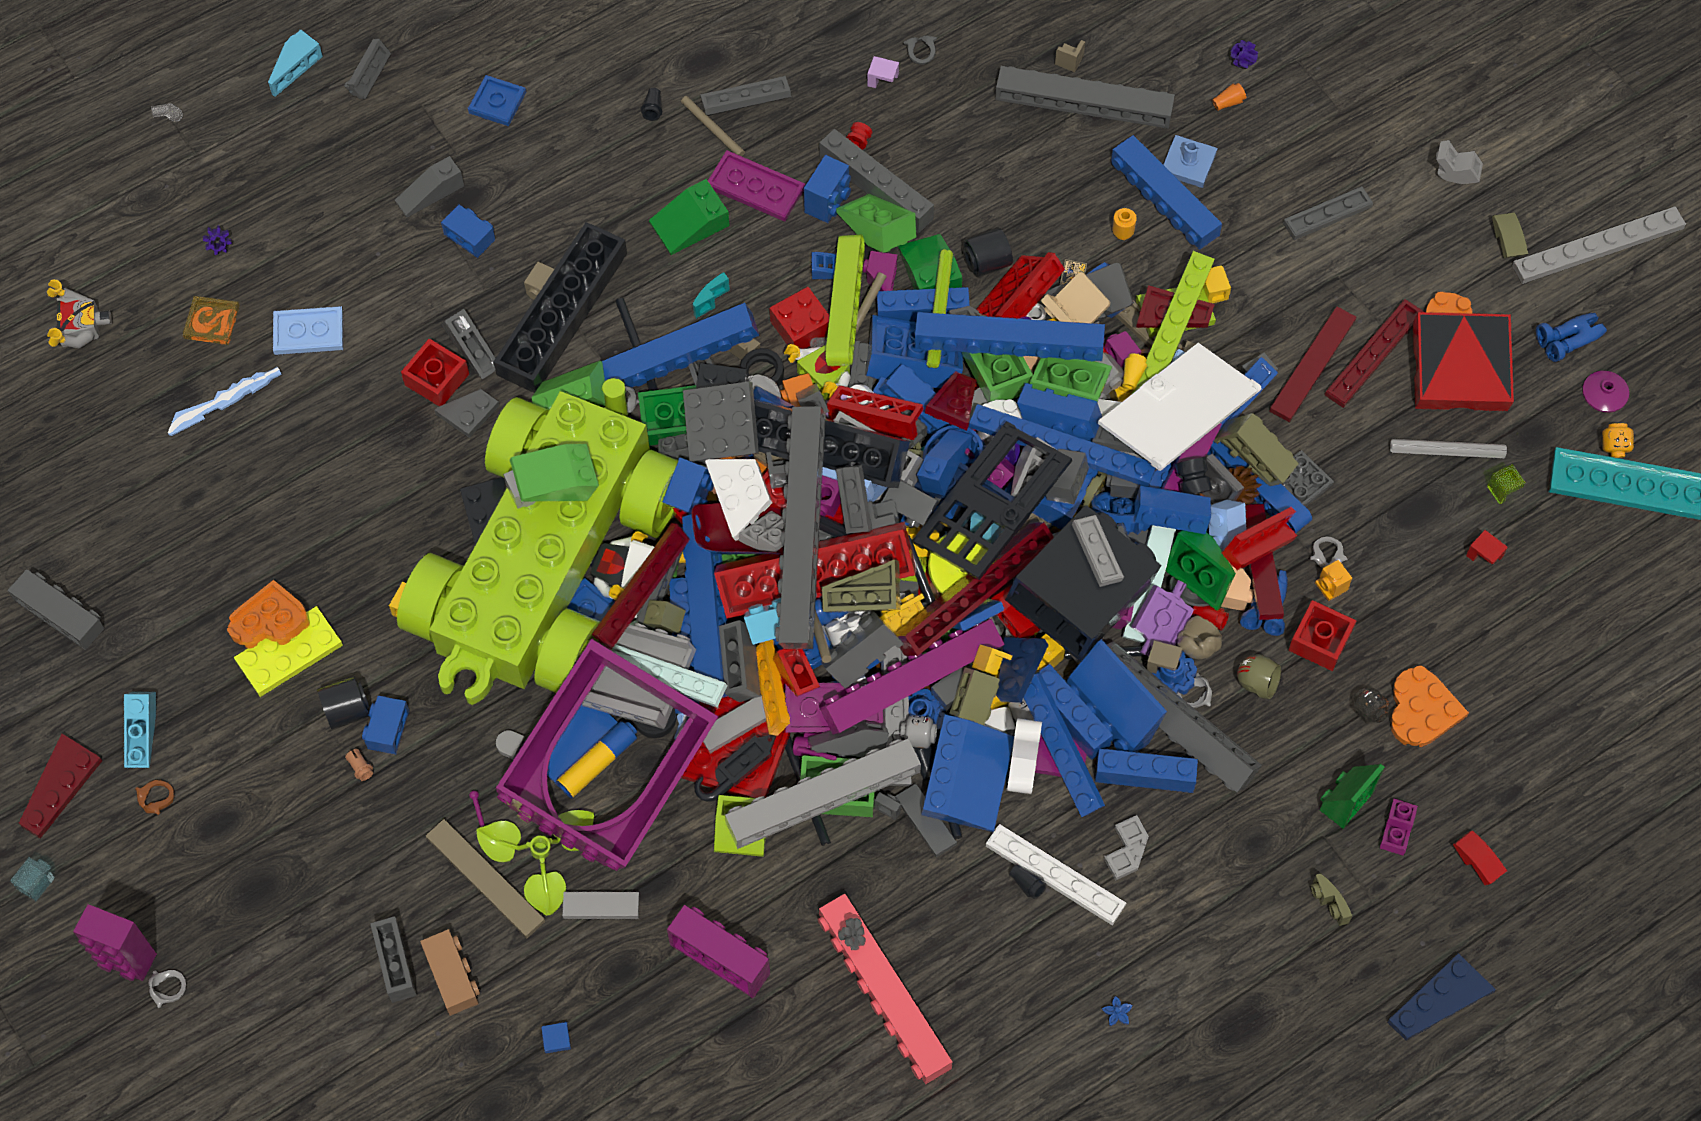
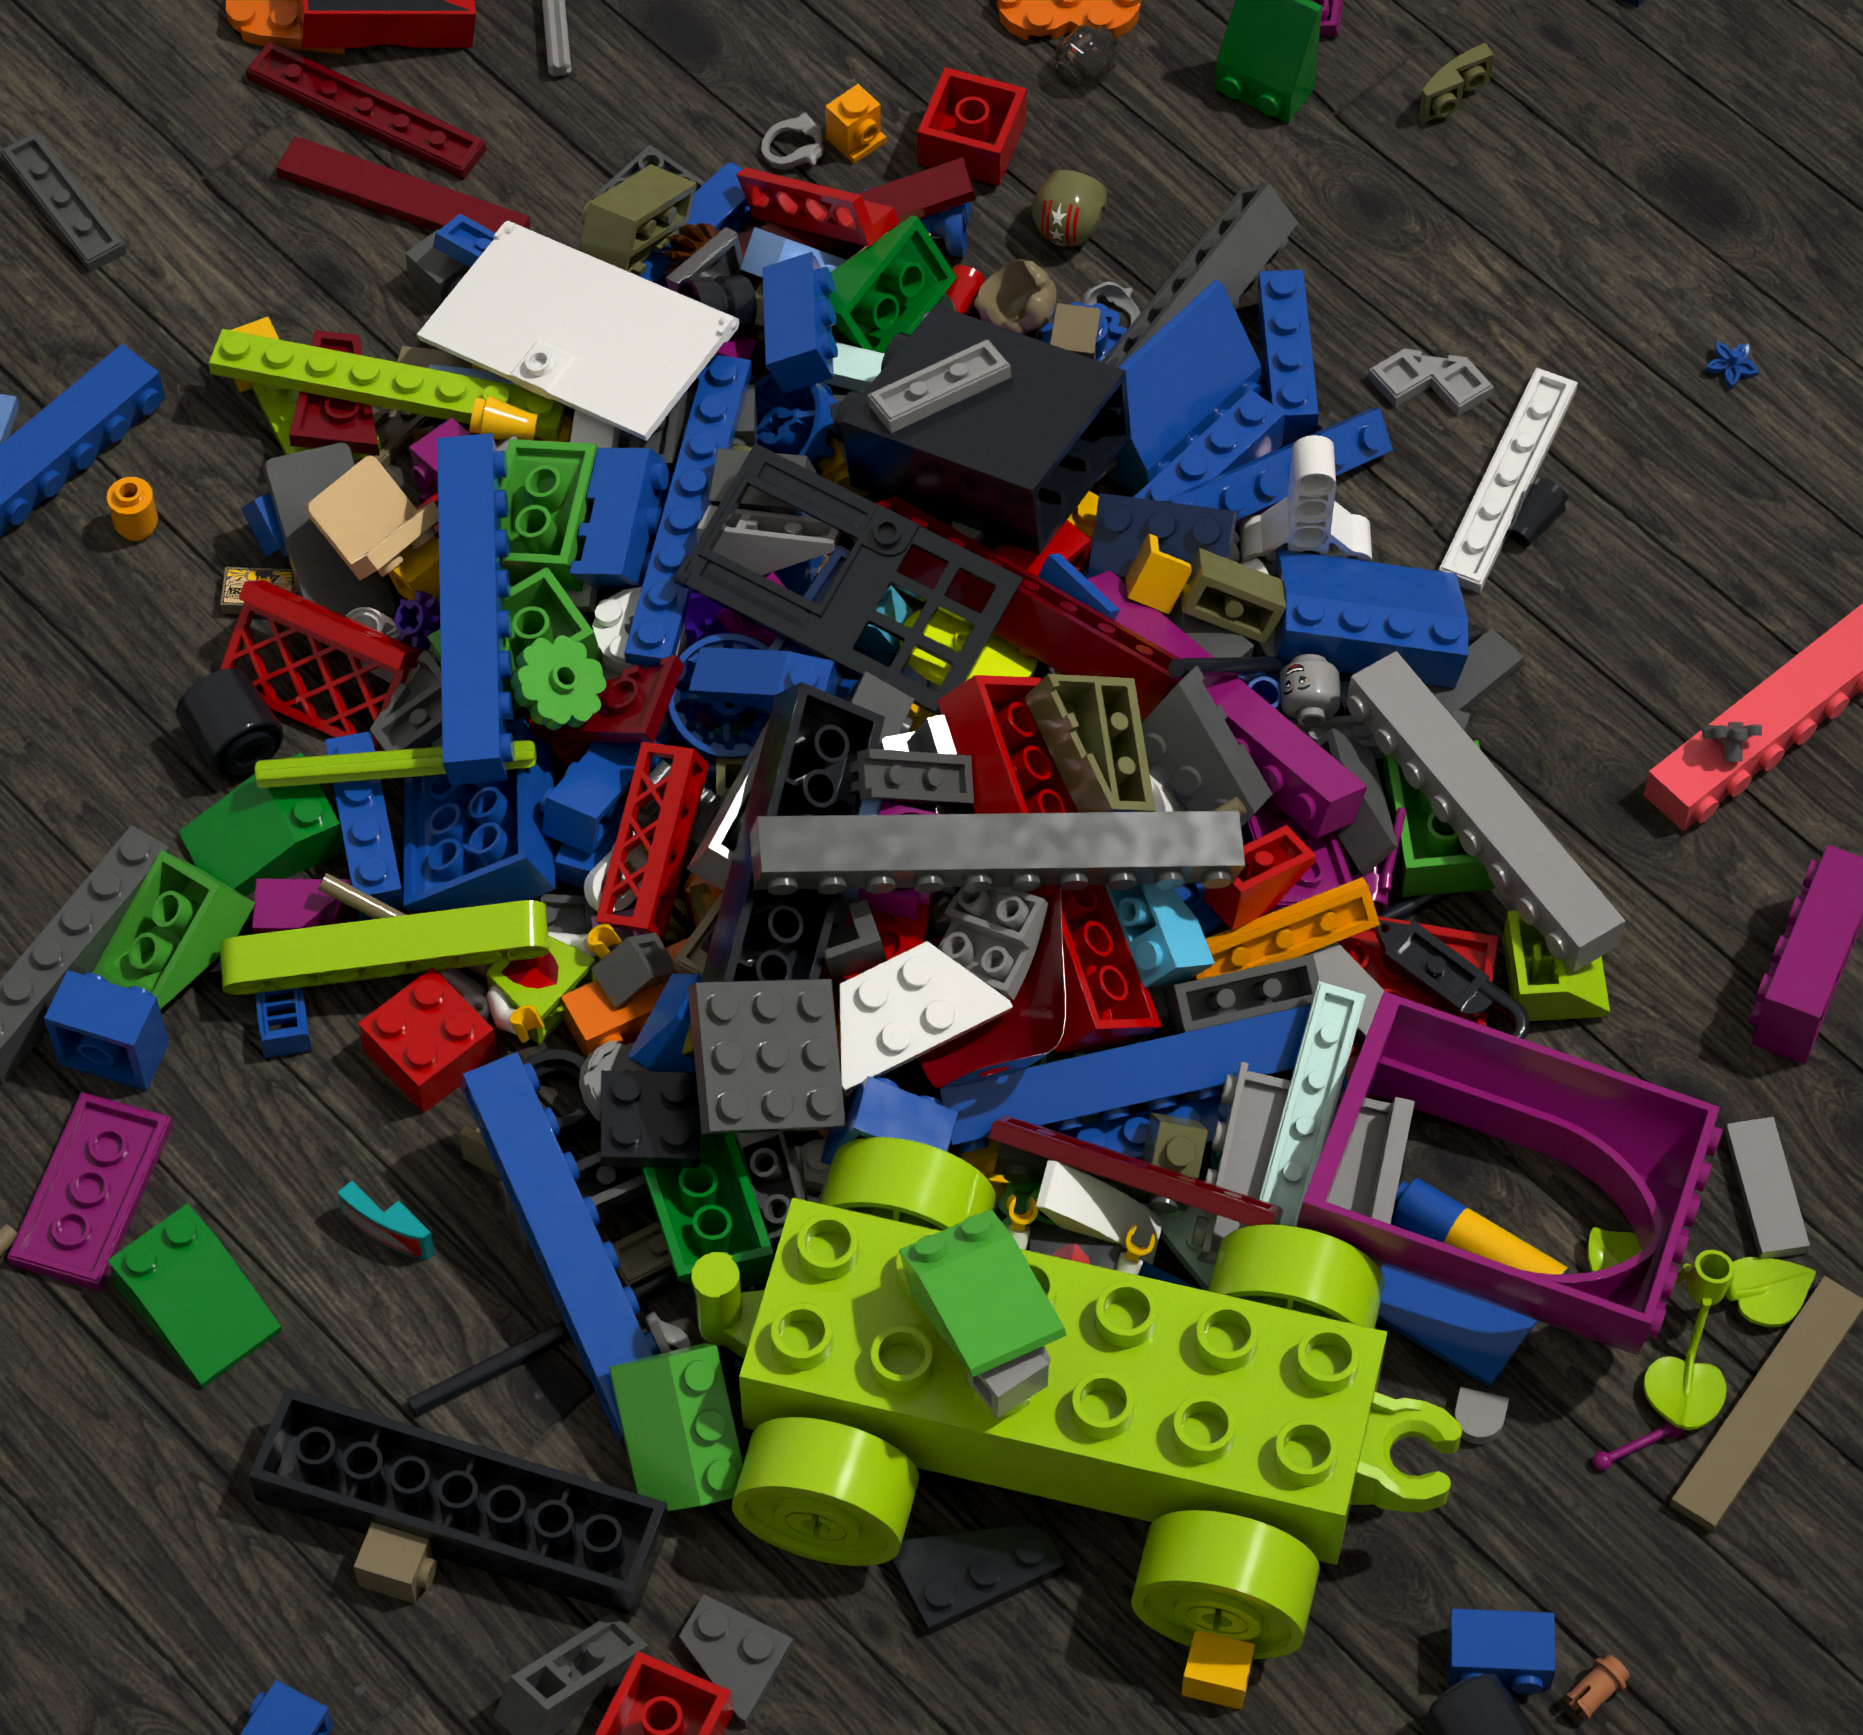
camera: 100 degrees left, 5 degrees down
(922, 676) = (1226, 666): none -> black bar
(950, 368) = (558, 682): none -> bright green plant

